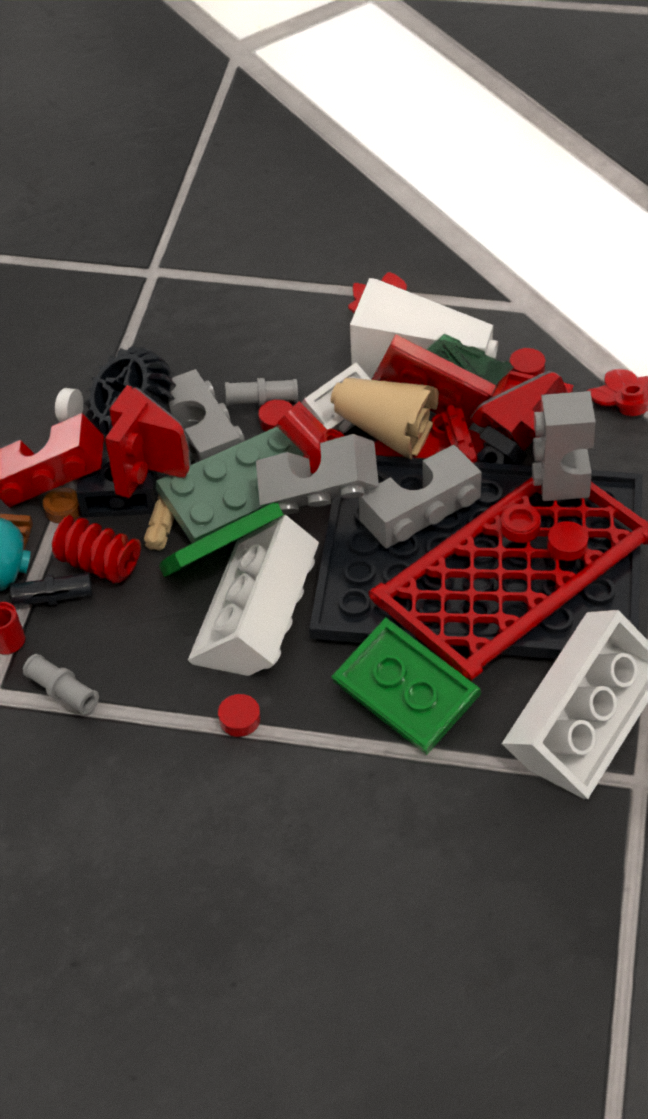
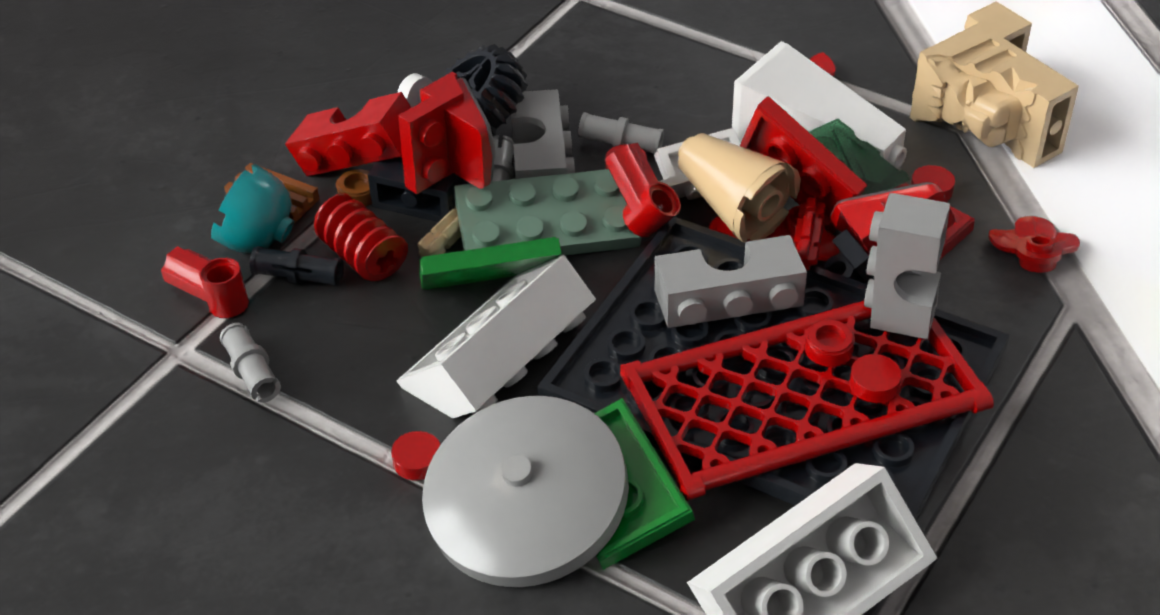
camera: 20 degrees right, 5 degrees down
(344, 471) = (644, 224): light grey arch -> none
(344, 714) = (525, 491): none -> light grey dish
(545, 269) = (995, 87): none -> tan brick

